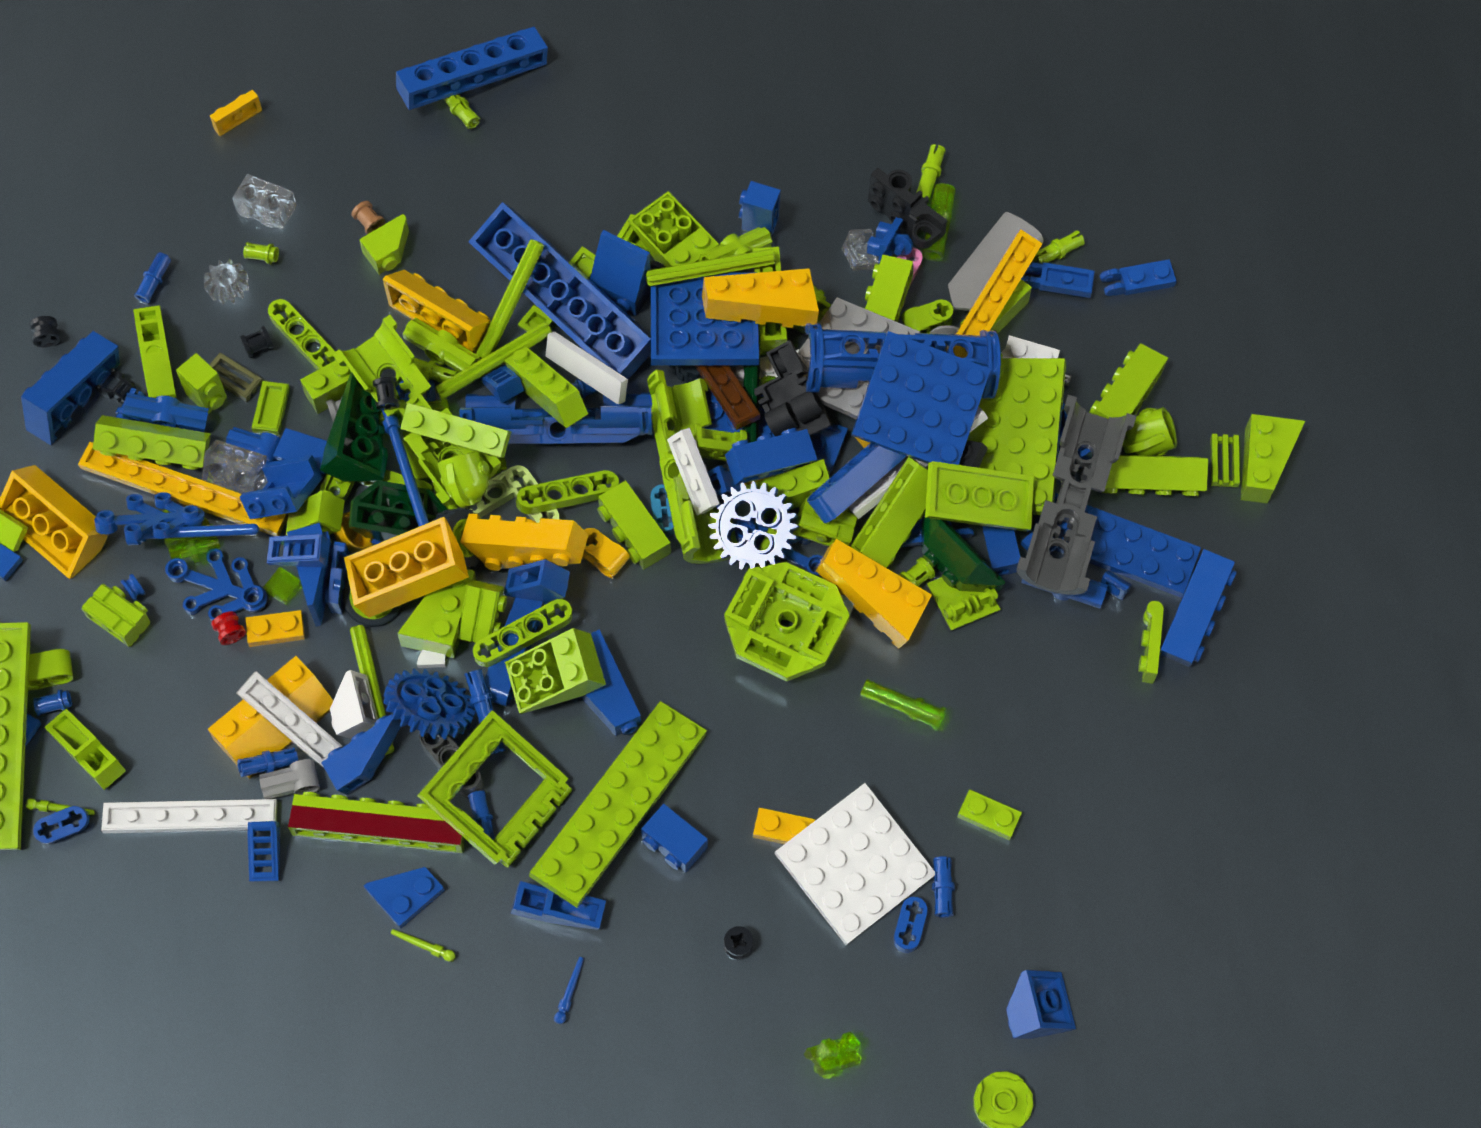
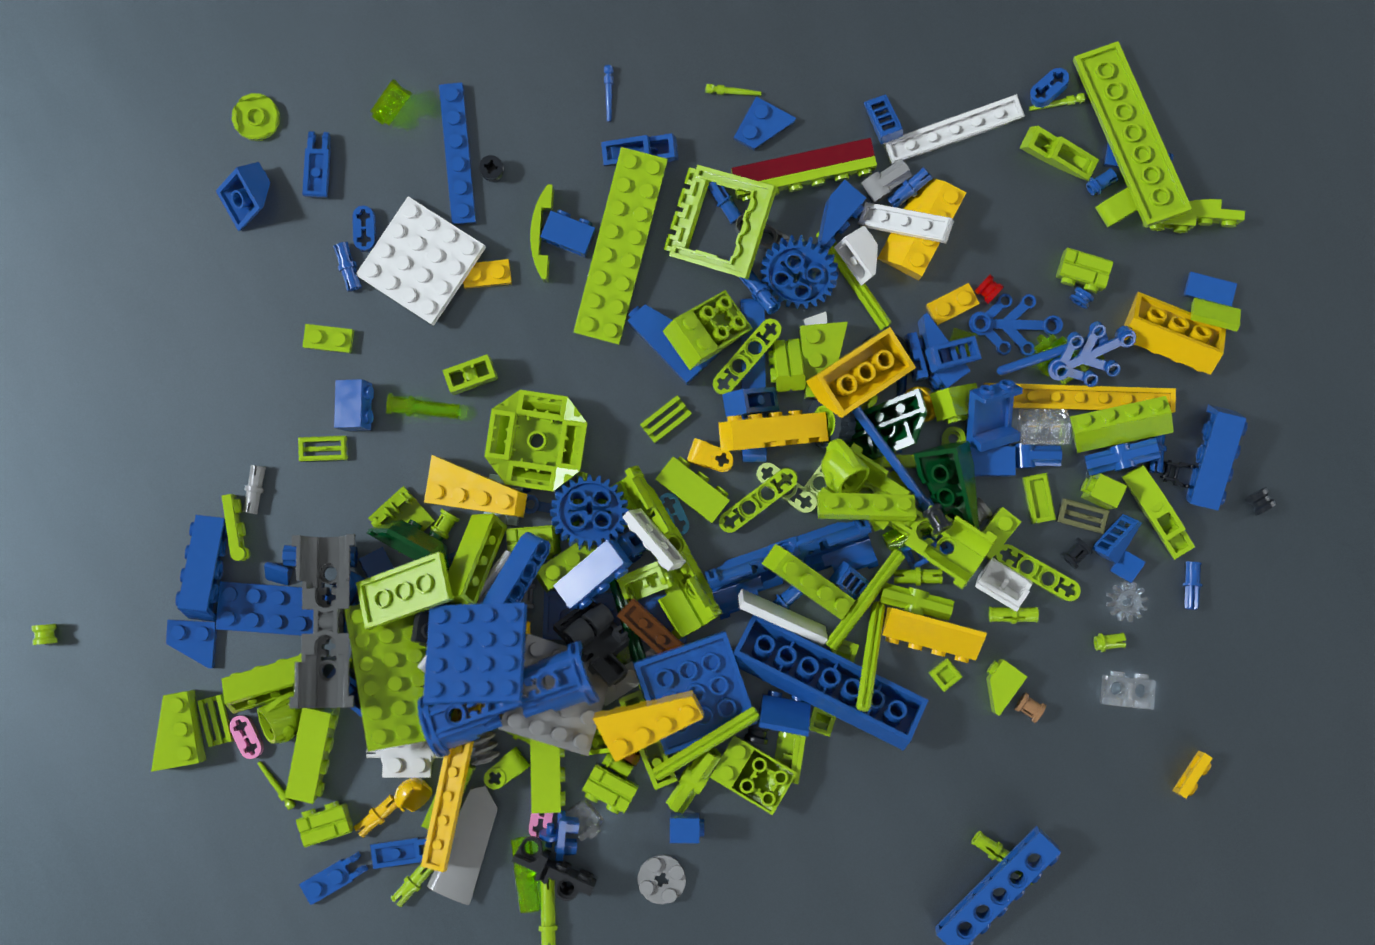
camera: 170 degrees right, 20 degrees up
(209, 316) = (1128, 566): none -> blue slope
(212, 349) = (1111, 549): none -> blue slope
(342, 328) = (1003, 584): none -> white hinge
(347, 306) = (1006, 614): none -> lime pin
(441, 274) = (945, 674): none -> lime tile
(633, 599) = (682, 406): none -> lime tile
(690, 879) = (544, 204): none -> lime slope
(772, 978) = (457, 154): none -> blue plate
(804, 167) = (654, 867): none -> light grey plate
(826, 270) = (610, 789): none -> lime brick
(838, 715) = (470, 374): none -> lime brick
(945, 1013) = (316, 167): none -> blue hinge
(980, 726) = (353, 405): none -> brick
(1029, 708) = (343, 448): none -> lime tile
(1034, 326) = (412, 794): none -> yellow hair
(1076, 319) = (376, 816): none -> yellow pin
(1119, 677) = (254, 489): none -> light grey pin
(1133, 326) = (324, 824): none -> lime brick
(1171, 371) = (289, 803): none -> lime piece
(1201, 433) = (241, 739): none -> bright pink beam
(1230, 543) = (194, 640): none -> blue wing
(1393, 598) = (44, 634): none -> lime wheel

